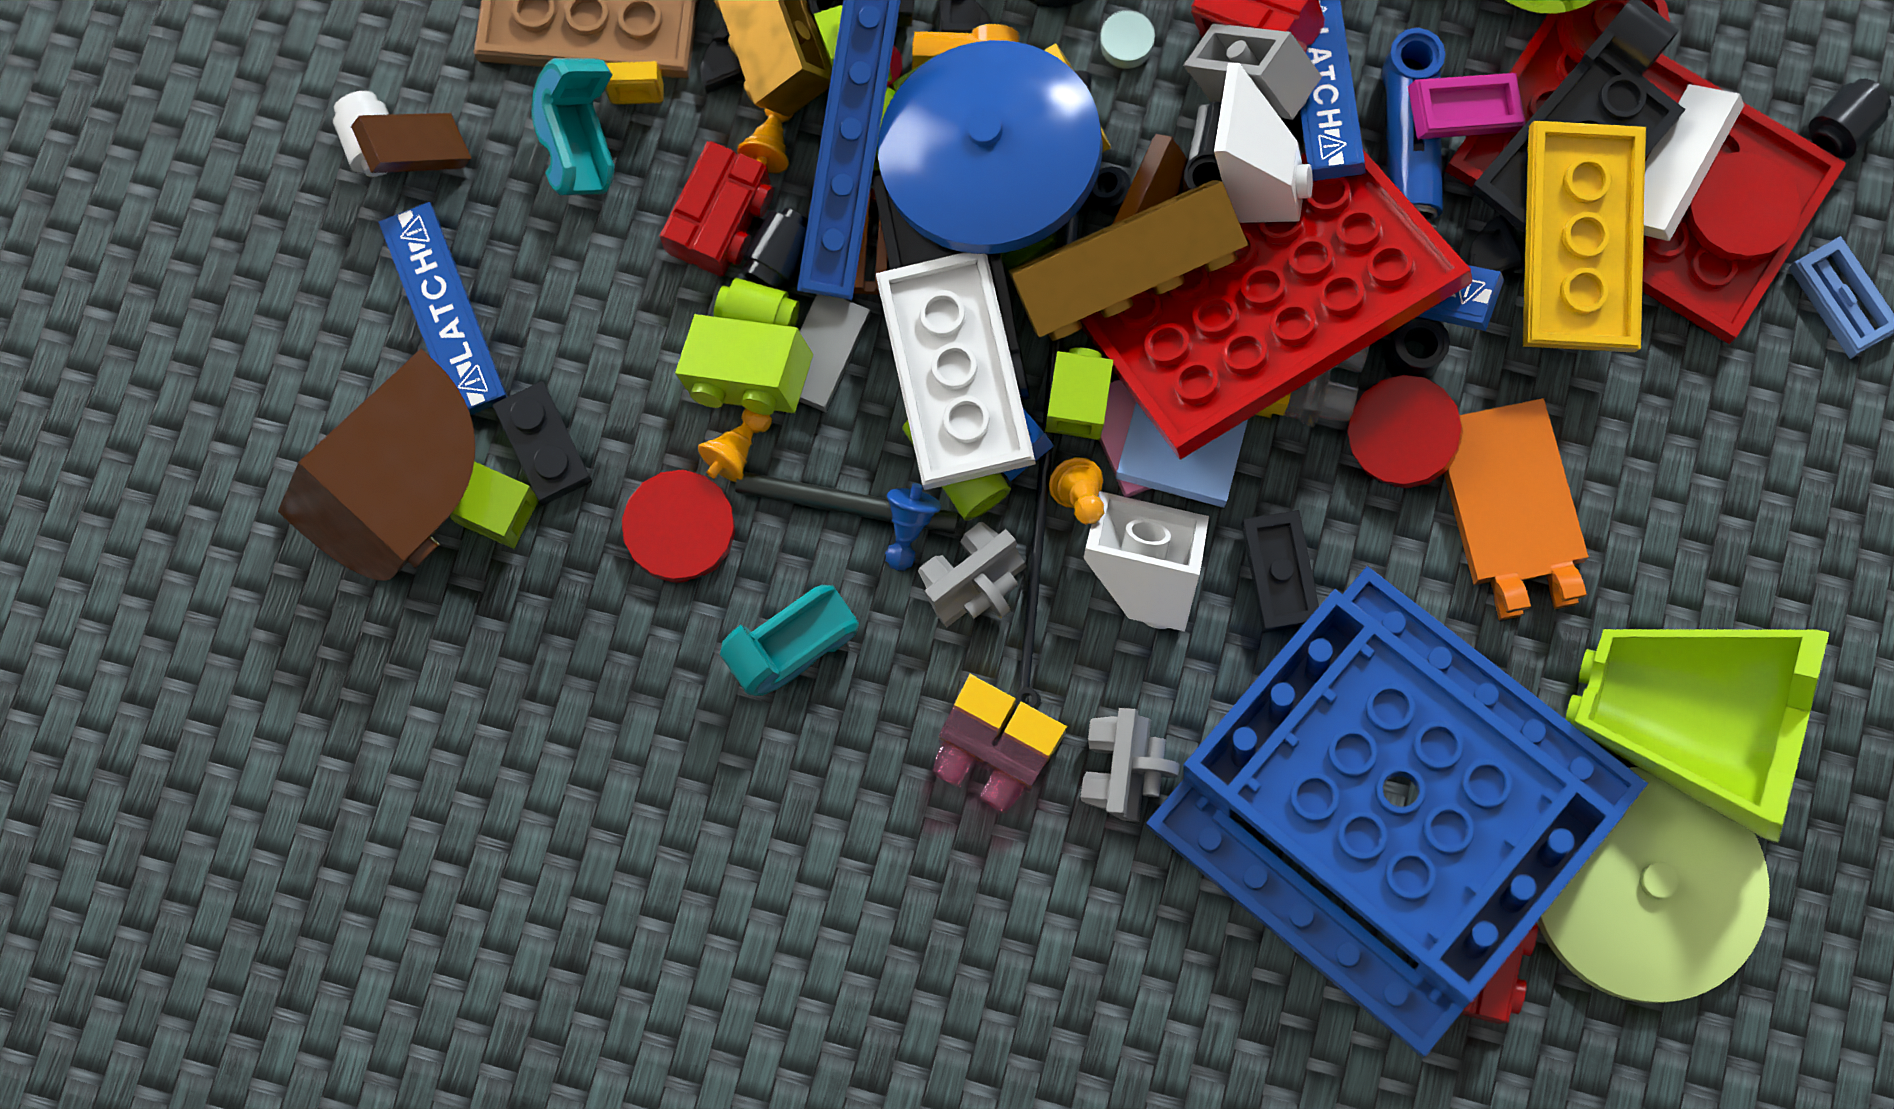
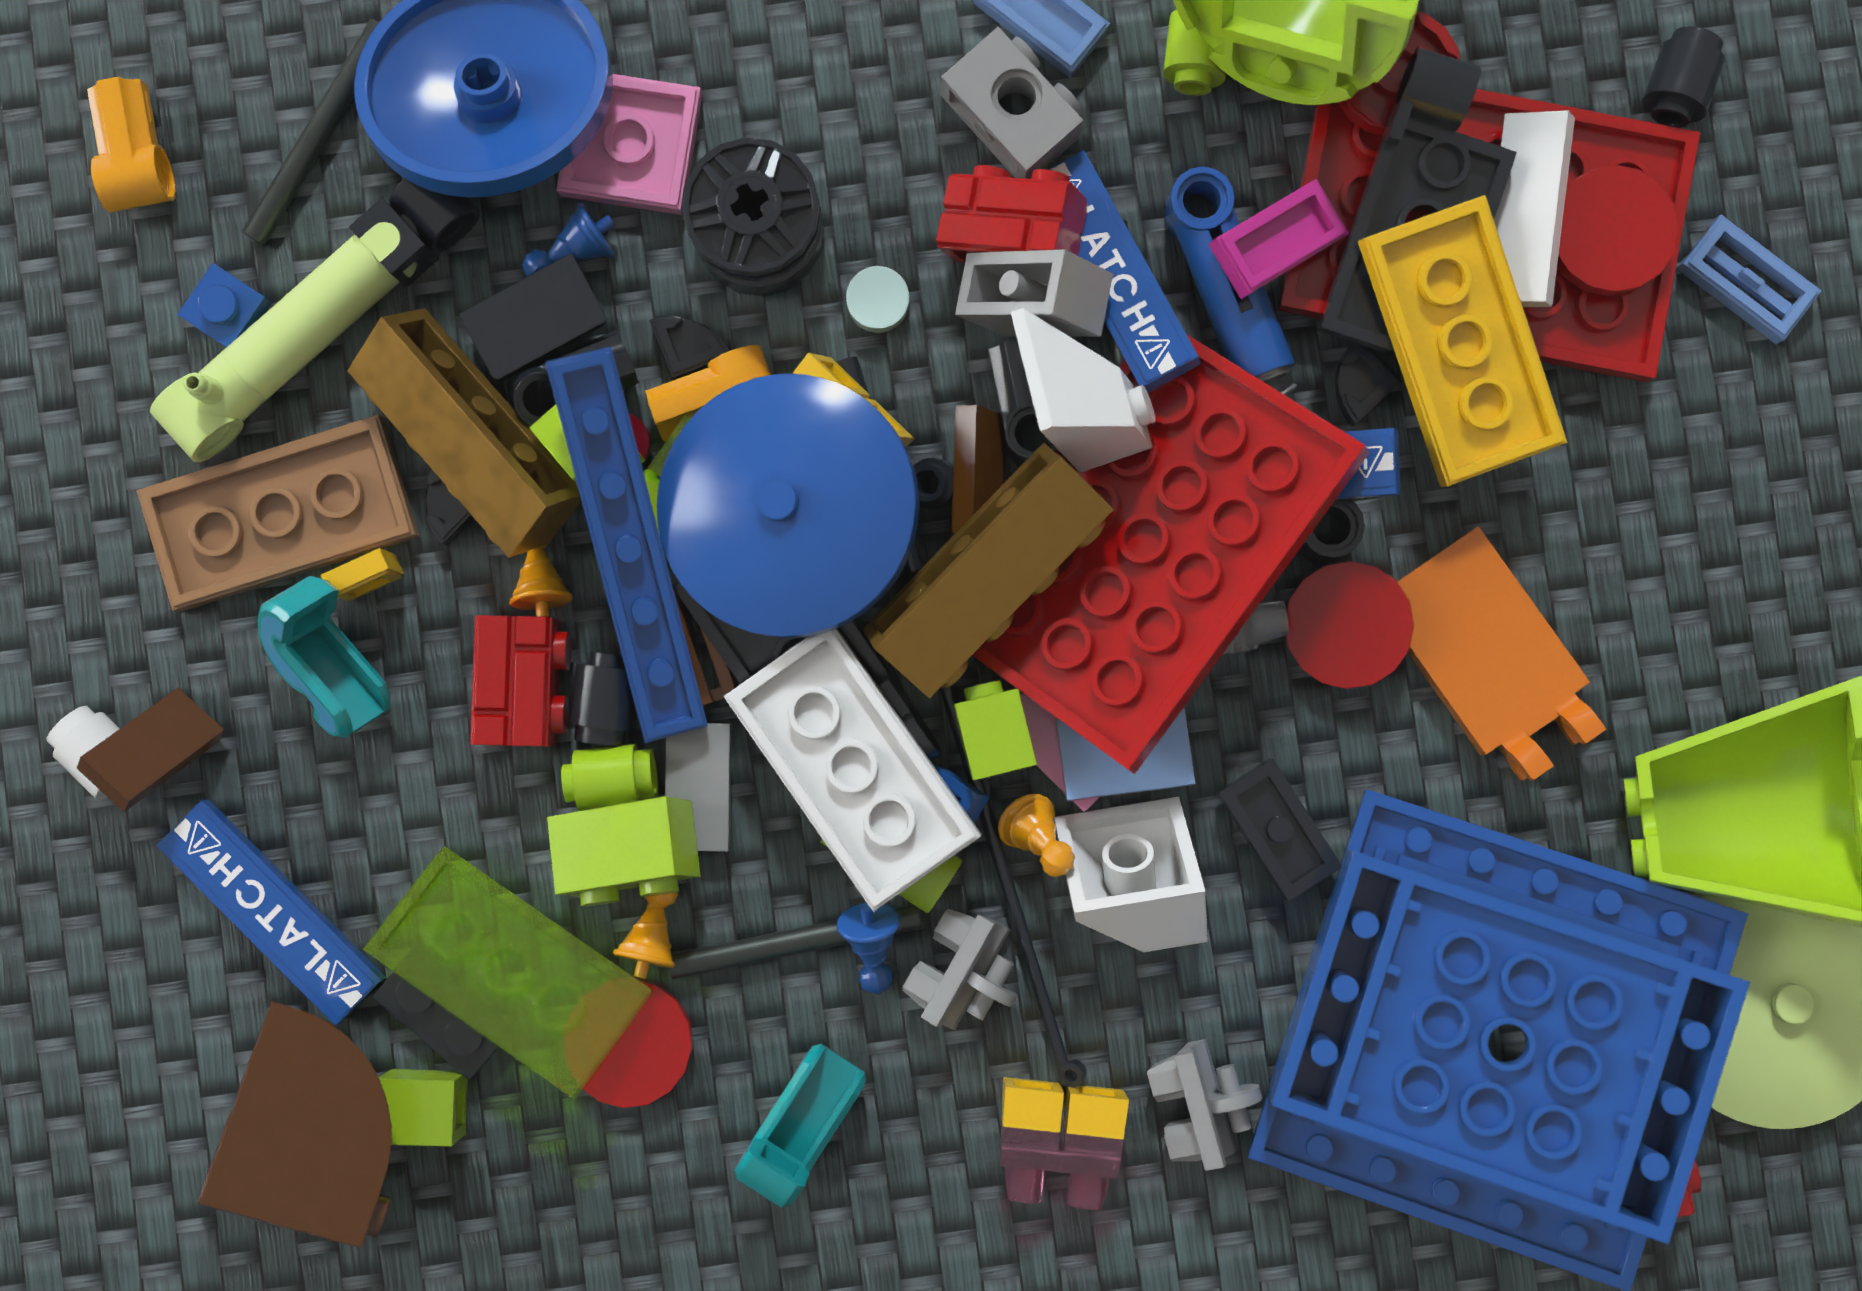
camera: 25 degrees left, 10 degrees up
(609, 425) = (508, 972): none -> clear neon green tile

